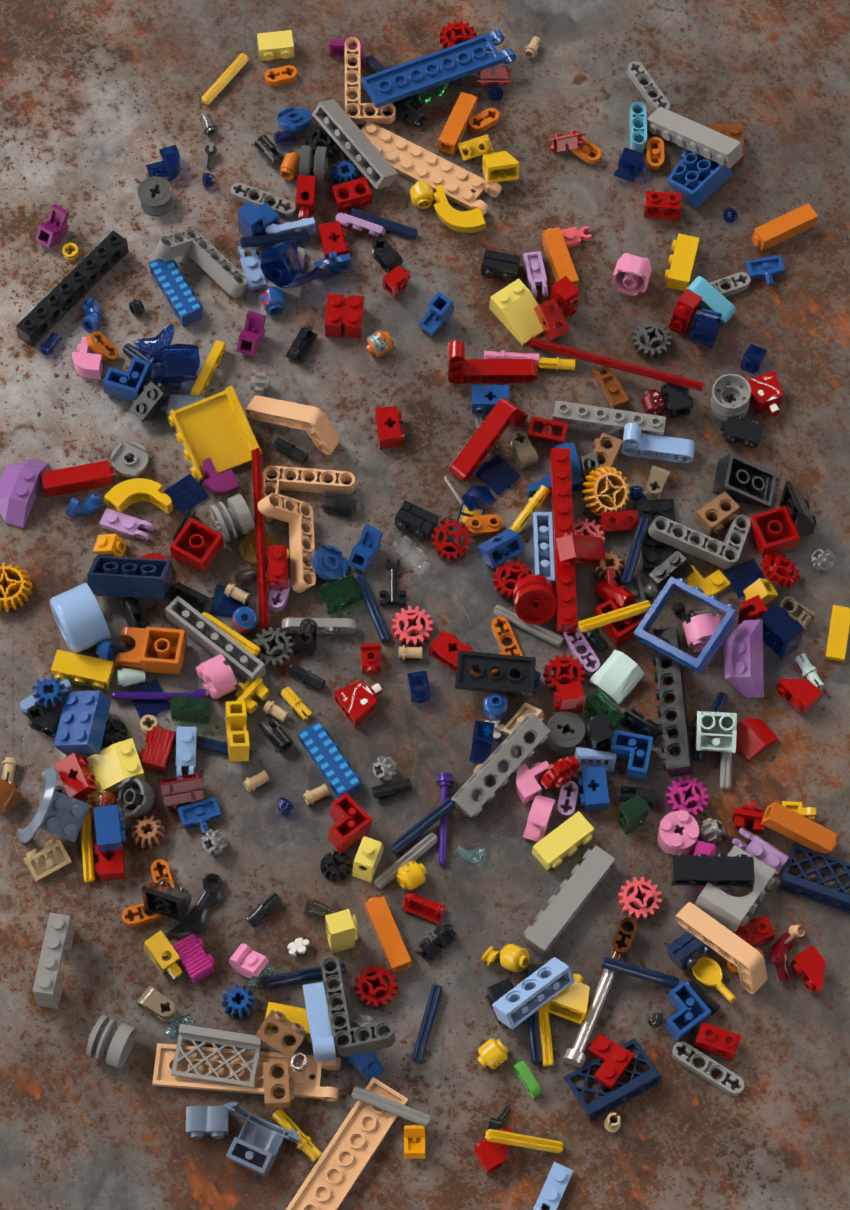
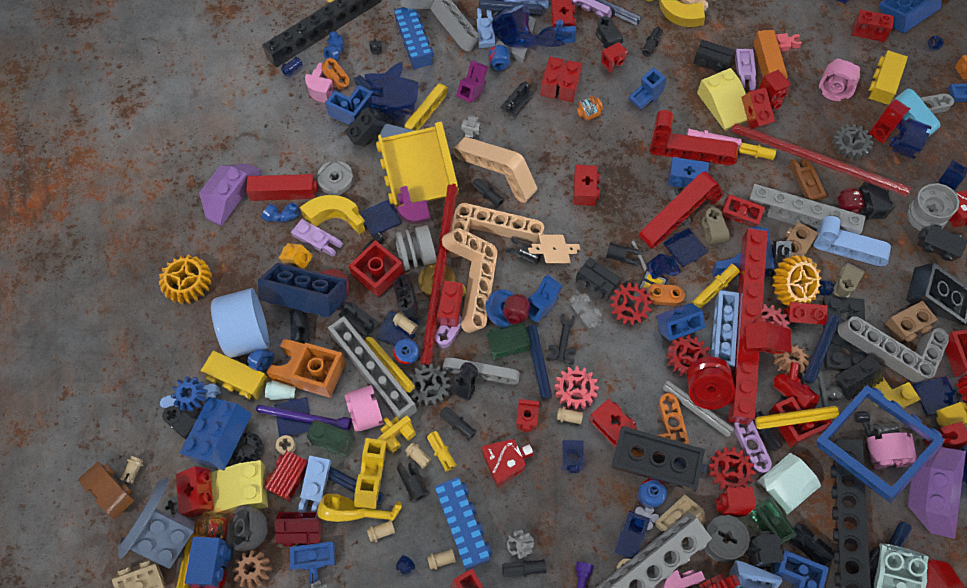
camera: 15 degrees right, 0 degrees up
(216, 767) = (340, 508): none -> yellow piece
(237, 569) = (410, 299): none -> black beam
(342, 561) = (516, 308): none -> dark red head
(376, 499) = (562, 251): none -> light nougat piece
(433, 491) = (619, 253): none -> black hinge
(434, 257) = (652, 41): none -> black axle

